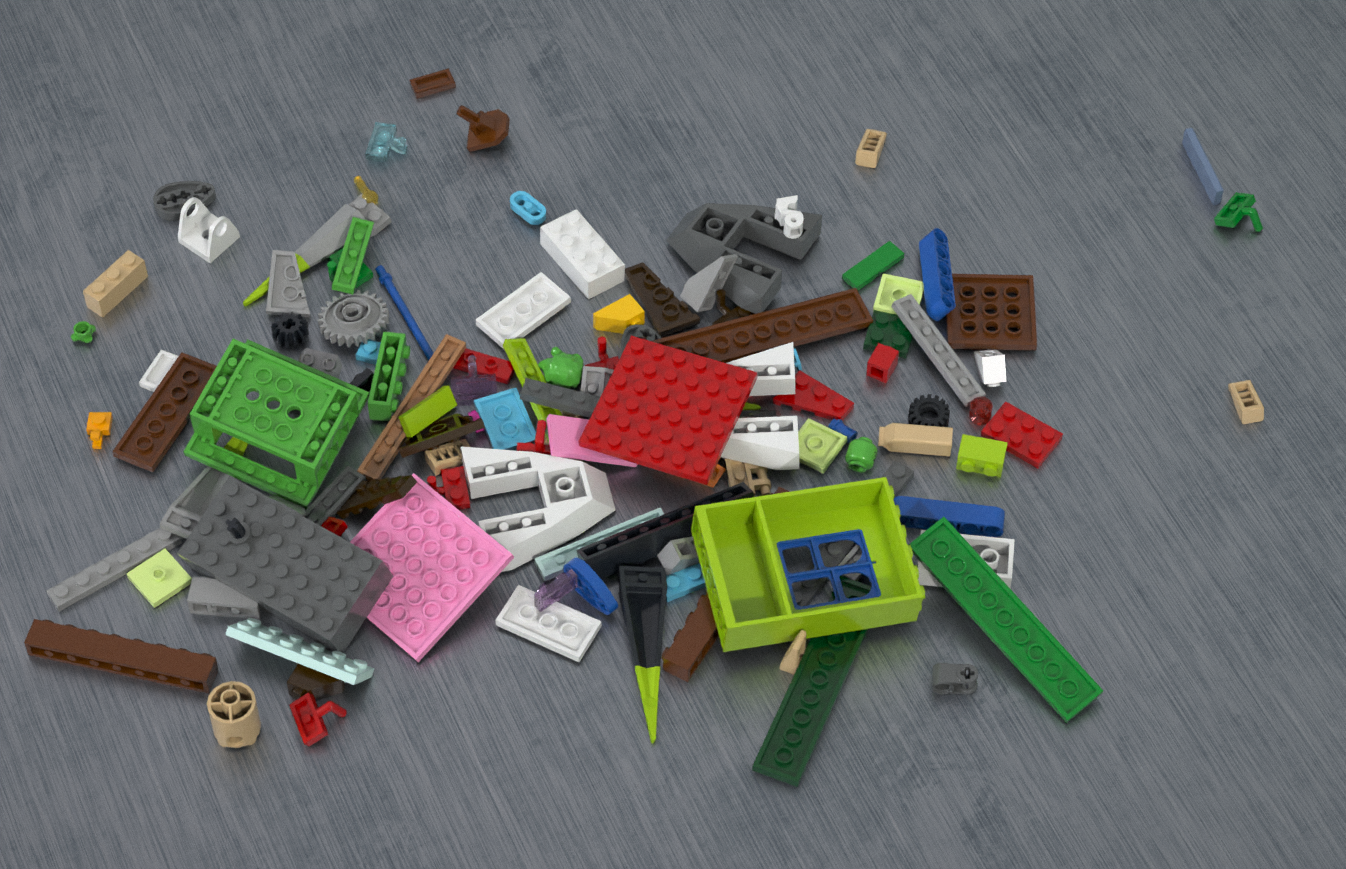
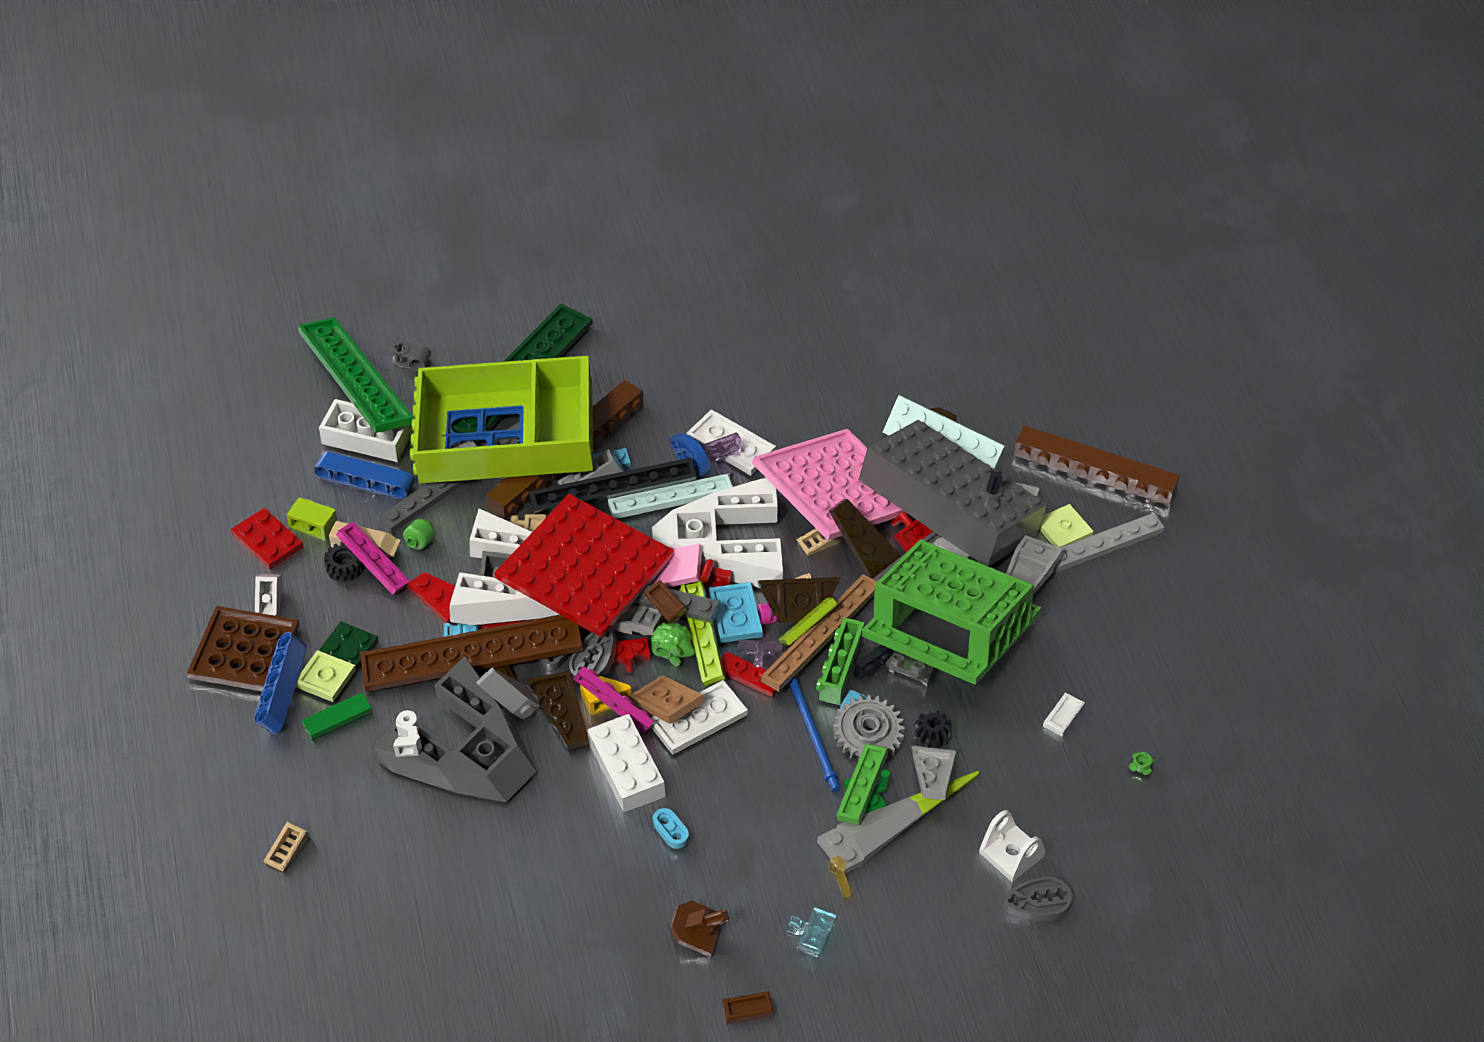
camera: 170 degrees left, 5 degrees down
(98, 425) = (1122, 668): light orange plate -> none
(115, 283) = (1110, 802): tan brick -> none
(164, 413) = (1056, 669): reddish brown plate -> none
(234, 714) = (1001, 394): tan cylinder -> none
(309, 717) = (938, 395): red plate -> none
(453, 487) = (793, 561): red plate -> none
(555, 309) = (666, 699): none -> medium nougat plate
(576, 386) = (665, 601): none -> reddish brown tile
(606, 291) = (606, 693): none -> dark pink plate
(643, 608) = (649, 436): black plate -> none
(819, 445) = (453, 551): yellowish green plate -> none
(839, 426) = (431, 565): blue pin -> none
(882, 363) = (367, 612): red brick -> none
(897, 408) = (372, 558): none -> dark pink plate
(937, 349) = (311, 611): light grey plate -> none
(977, 407) = (295, 553): clear red wheel -> none
(1247, 403) = (55, 522): tan slope -> none

